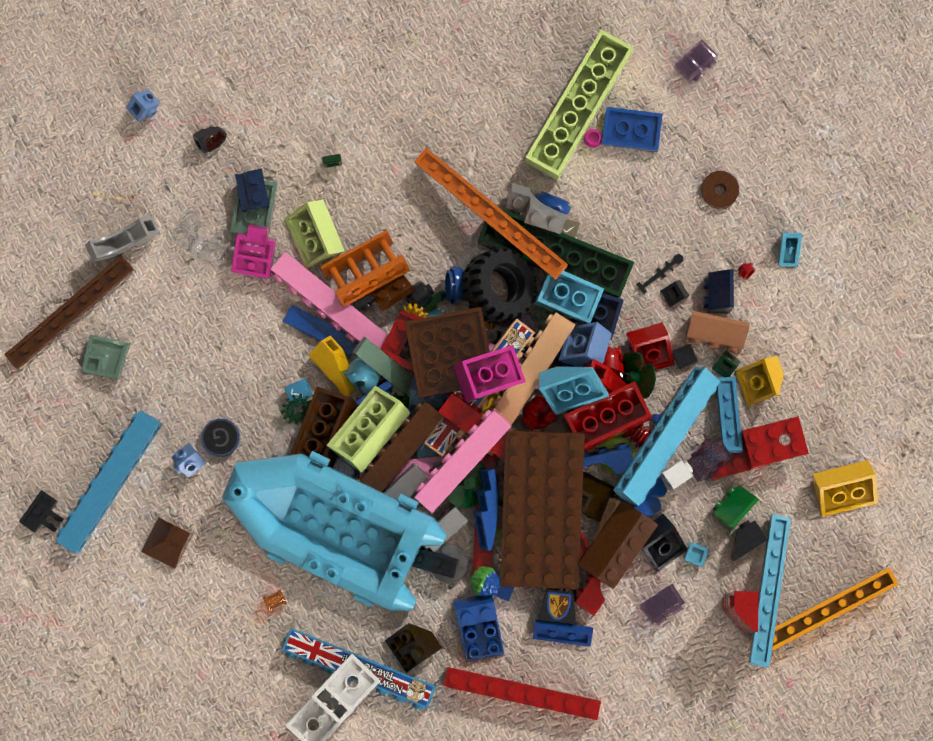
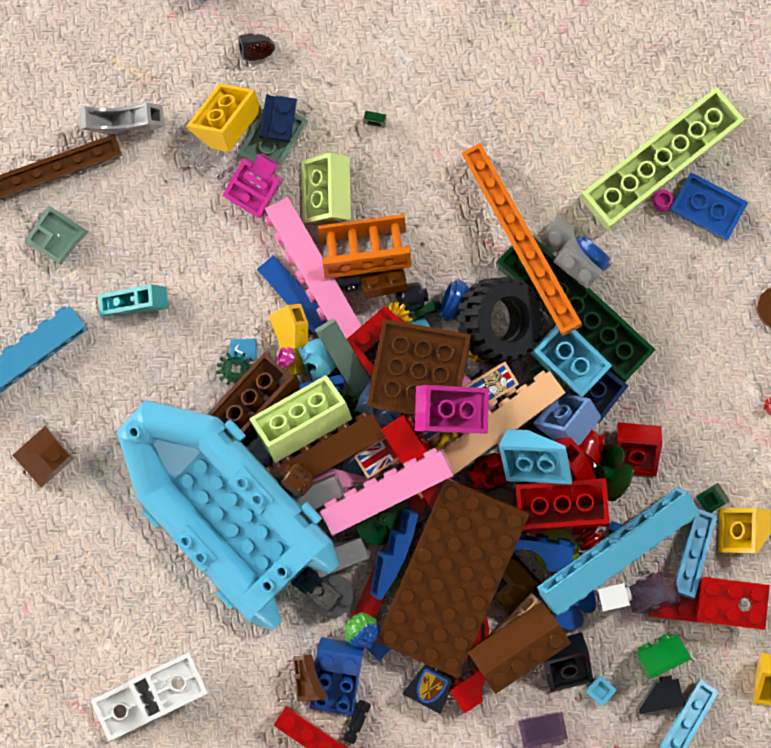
camera: 25 degrees right, 0 degrees up
(187, 460) = (98, 378): medium blue brick -> none
(191, 386) = (133, 300): none -> teal slope
(208, 205) = (225, 116): none -> yellow slope
(220, 437) = (143, 367): black tile -> none
(274, 600) = (131, 562): clear orange bush -> none
(332, 657) = (167, 646): brick -> none
(336, 383) = (285, 357): none -> dark pink plate
(385, 479) = (296, 479): none -> reddish brown head
(412, 645) = (258, 668): dark brown slope -> none
(456, 639) = (306, 679): none -> reddish brown plate
(509, 657) = (357, 721): none -> black axle
(562, 633) = (423, 718): blue plate -> none
(570, 228) = (601, 287): dark tan slope -> none
(674, 293) = (686, 399): black slope -> none
(678, 259) = (704, 364): black piece -> none
(684, 356) = (671, 471): black tile -> none
(717, 331) = (716, 459): nougat slope -> none
(719, 291) = (735, 416): dark blue slope -> none

